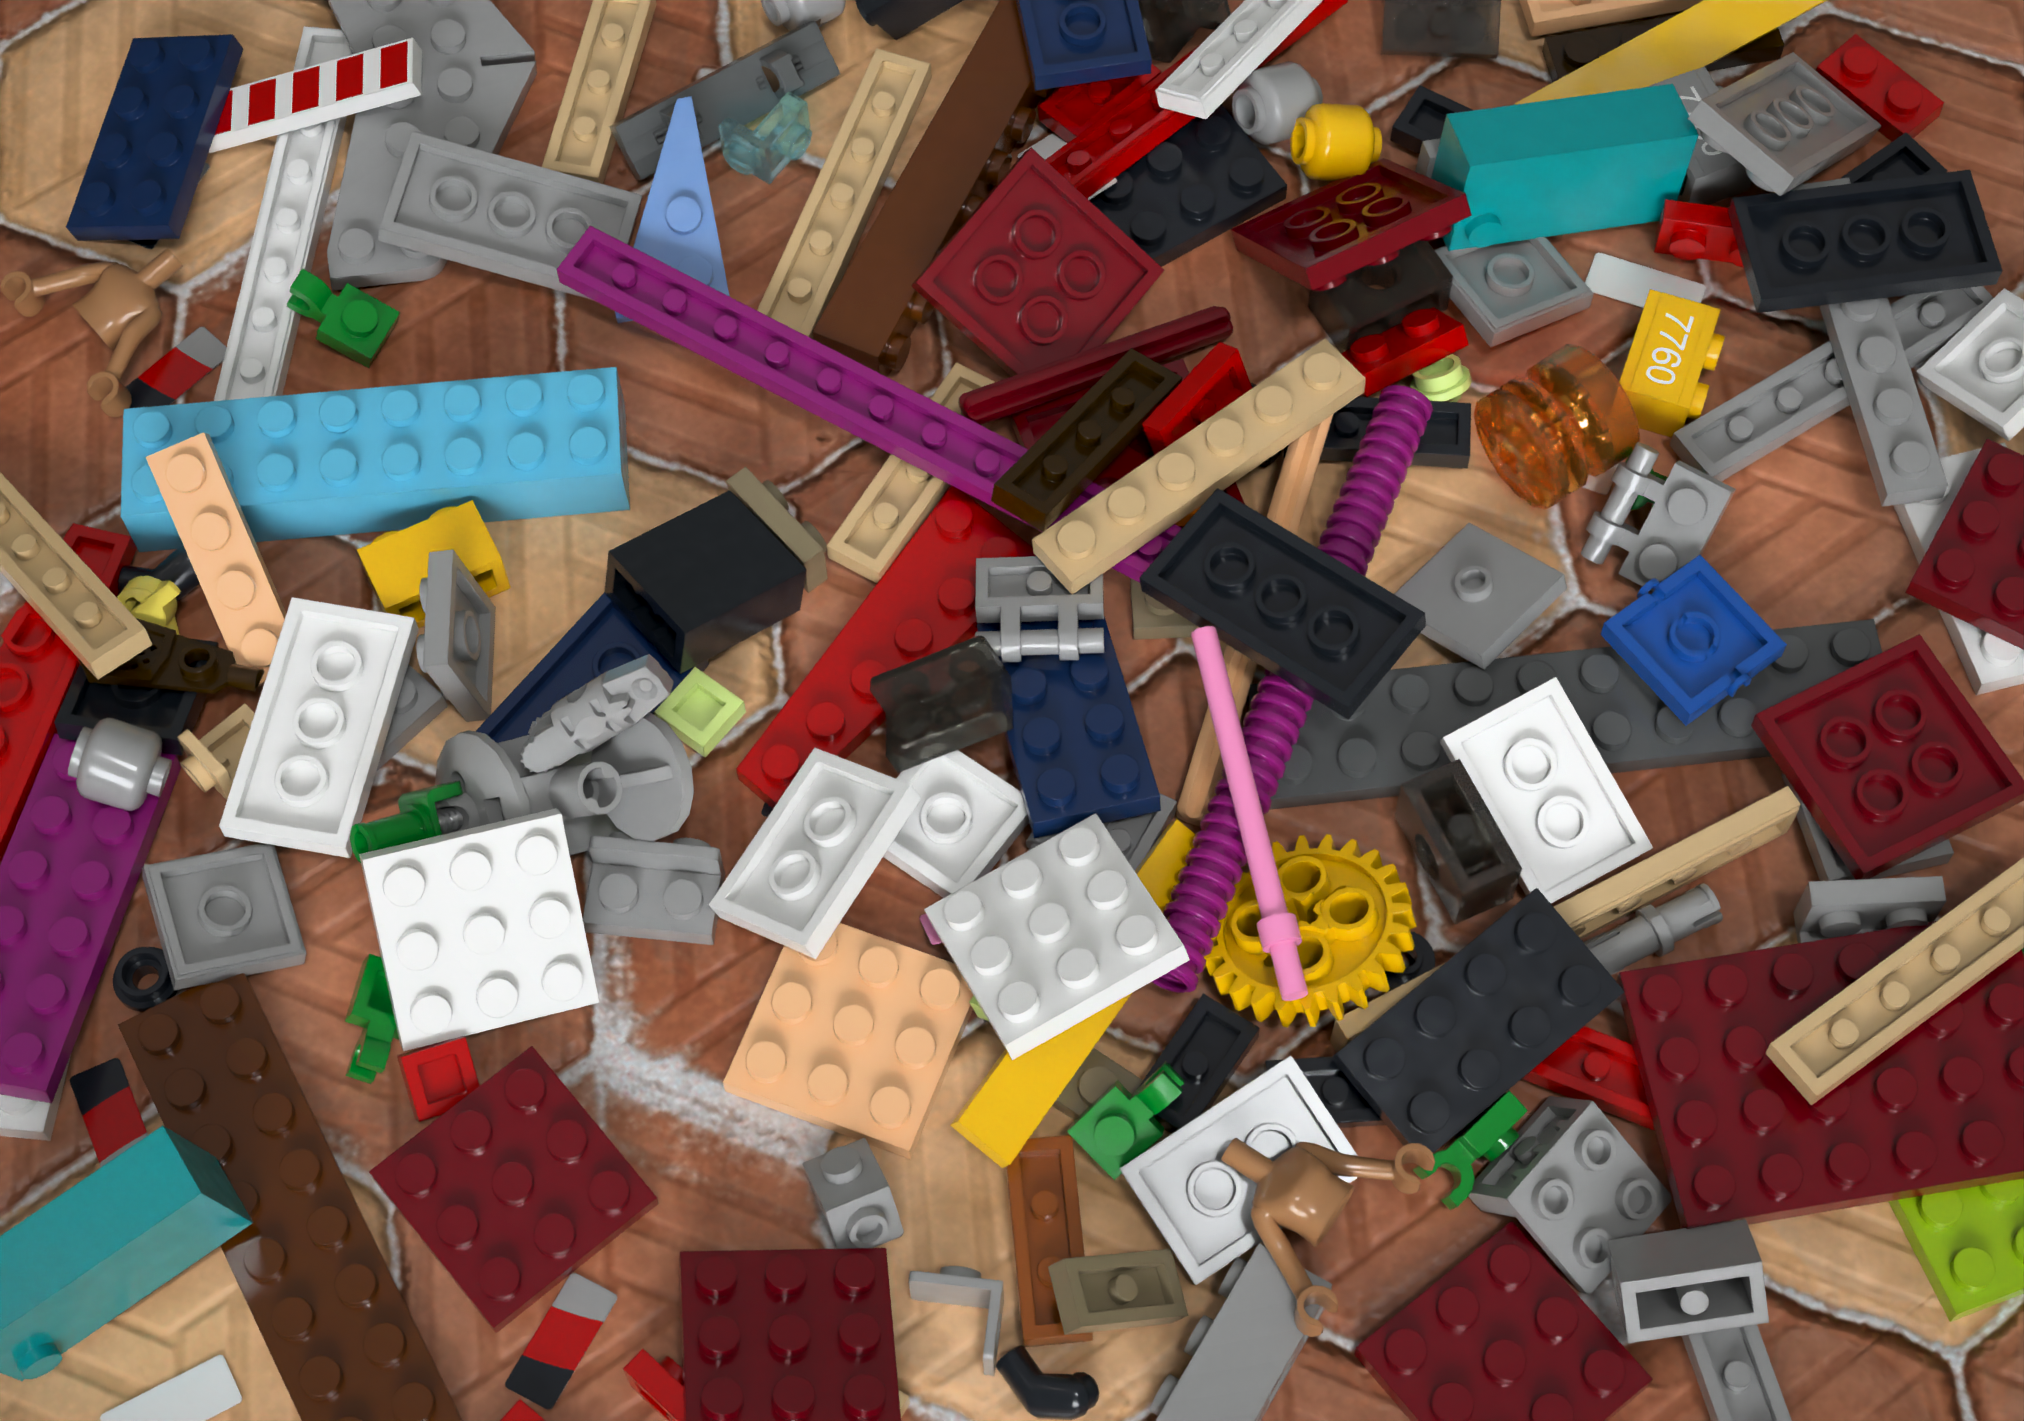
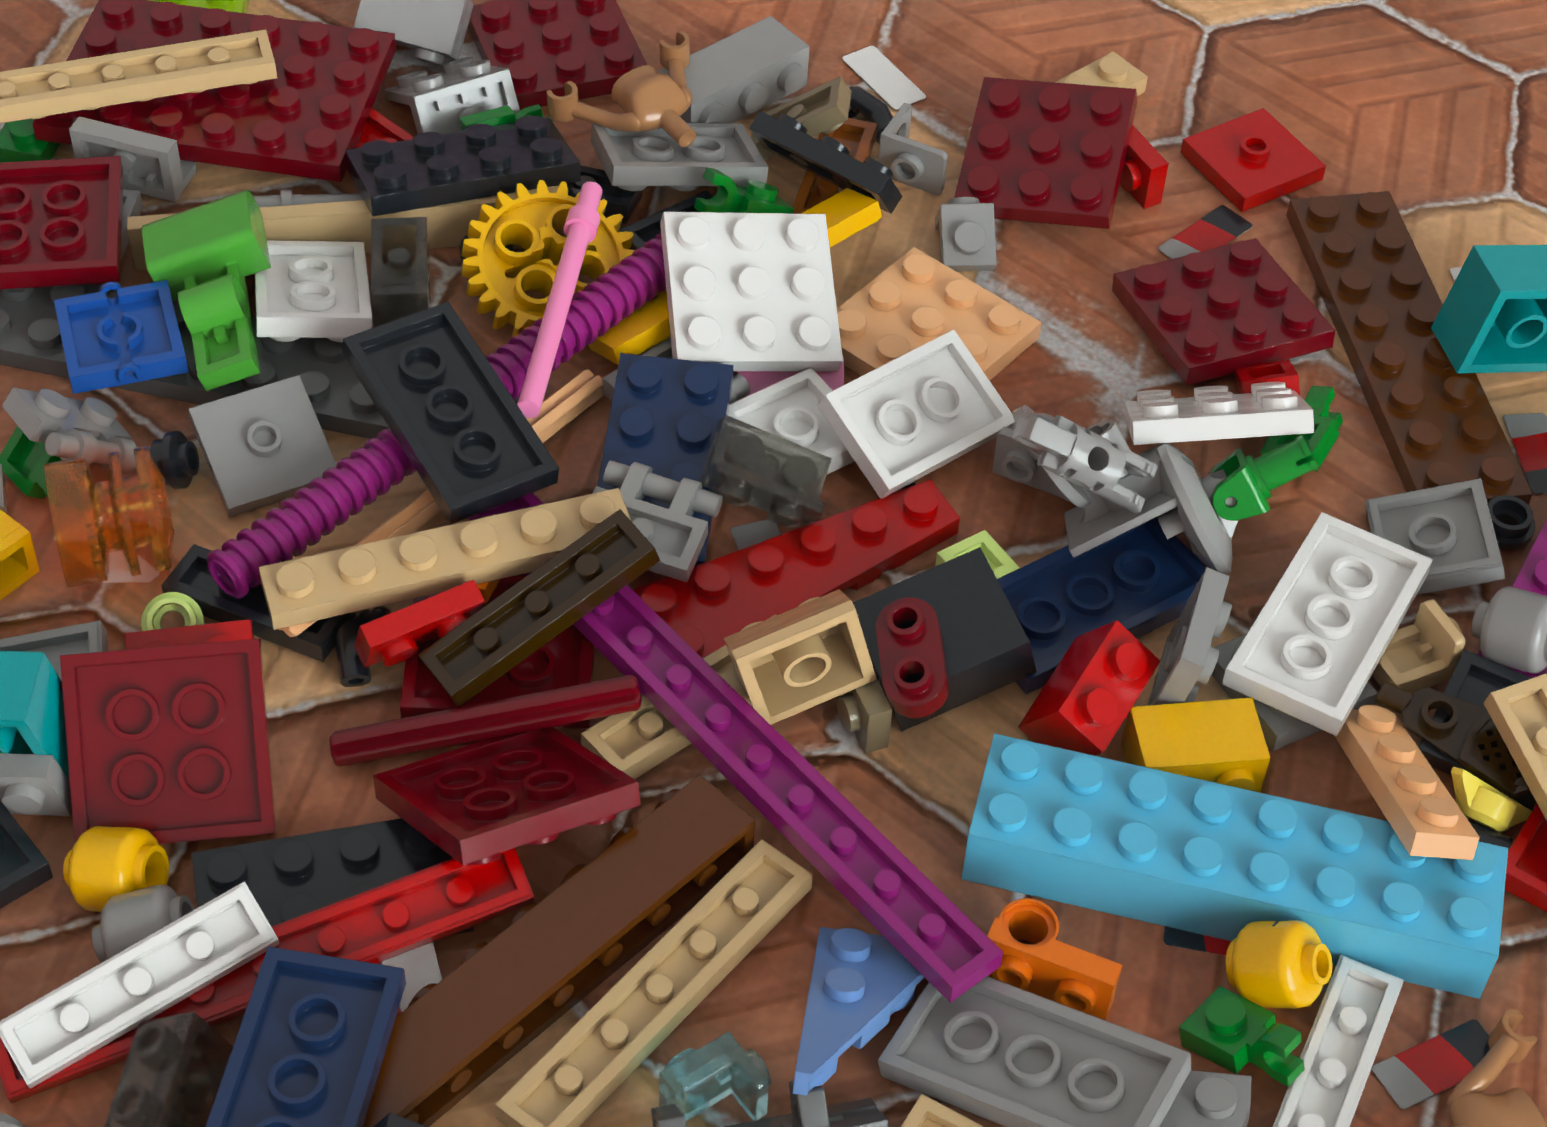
camera: 165 degrees left, 15 degrees down
(318, 364) = (1278, 963): none -> yellow head
(521, 318) = (1049, 965): none -> orange plate
(544, 568) = (1091, 691): none -> red brick
(713, 503) = (912, 652): none -> dark red plate
(825, 461) = (801, 657): none -> tan slope
(1050, 1189) = (826, 159): none -> black plate
(1557, 547) = (175, 459): none -> black plate
(1658, 772) = (206, 263): none -> bright green plate

